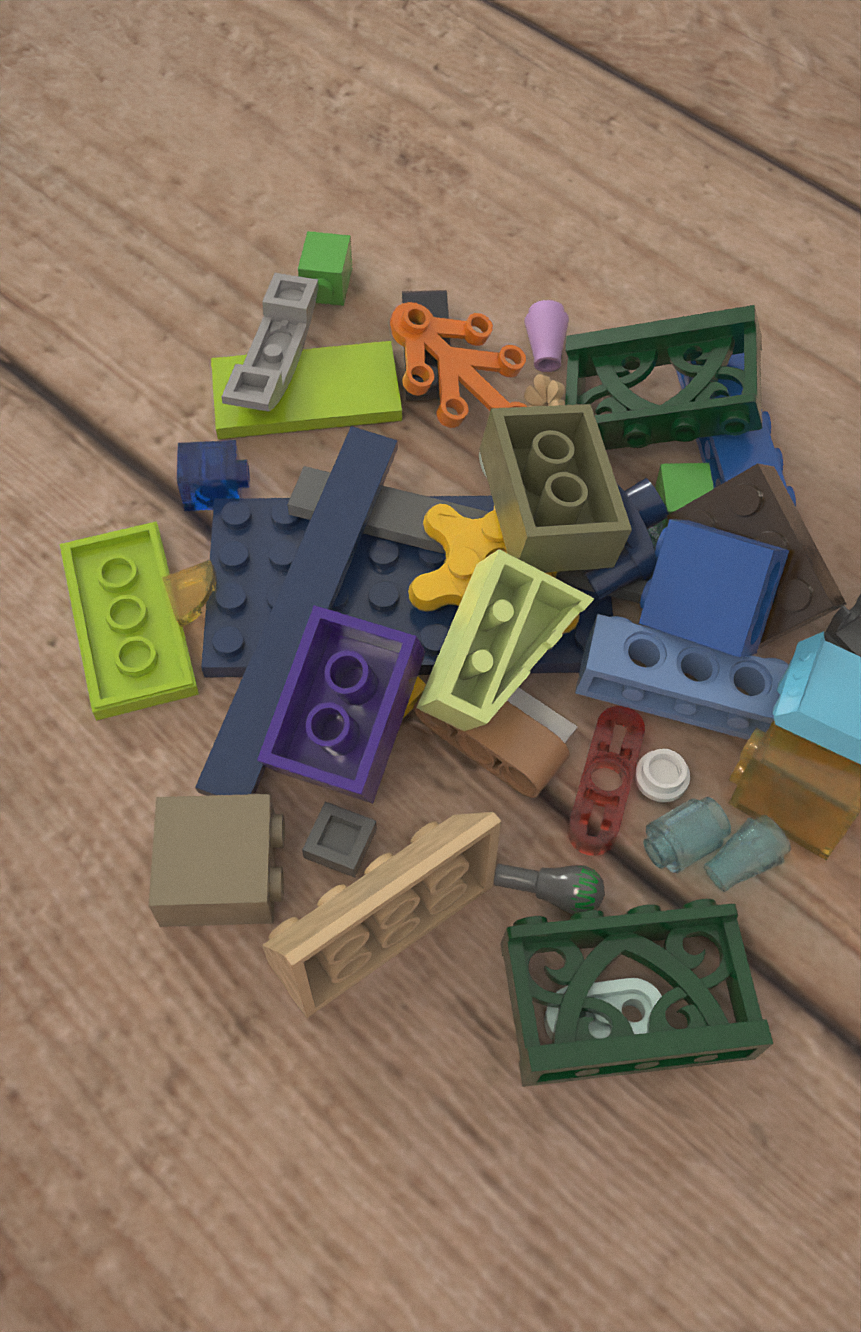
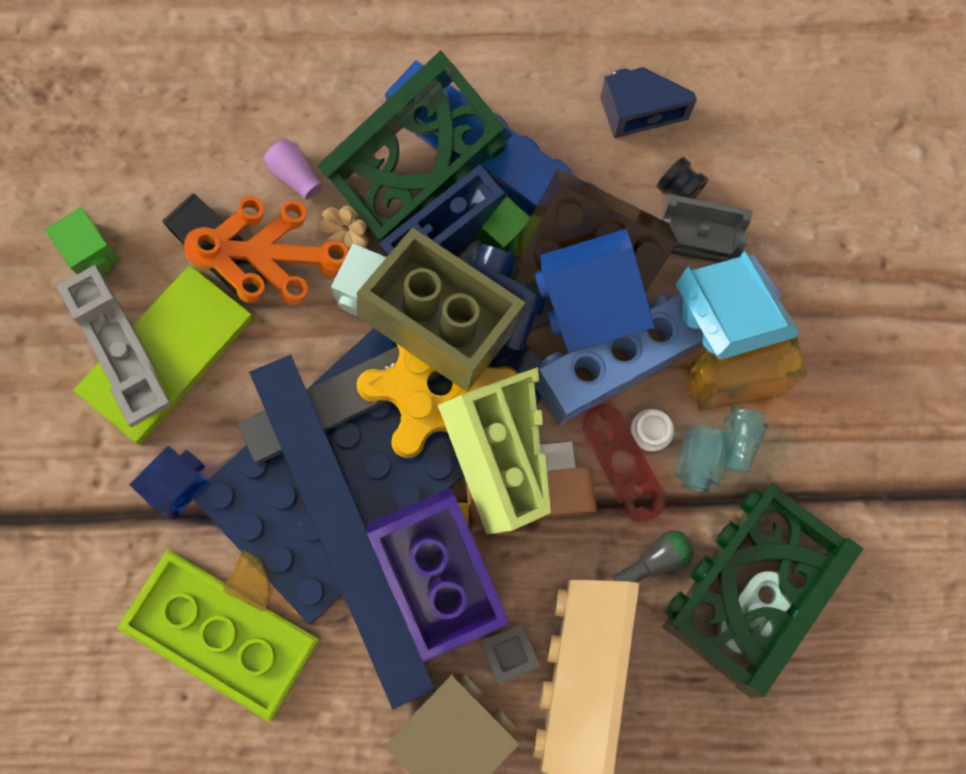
camera: 45 degrees left, 15 degrees up
(653, 449) = (455, 214): none -> dark blue slope

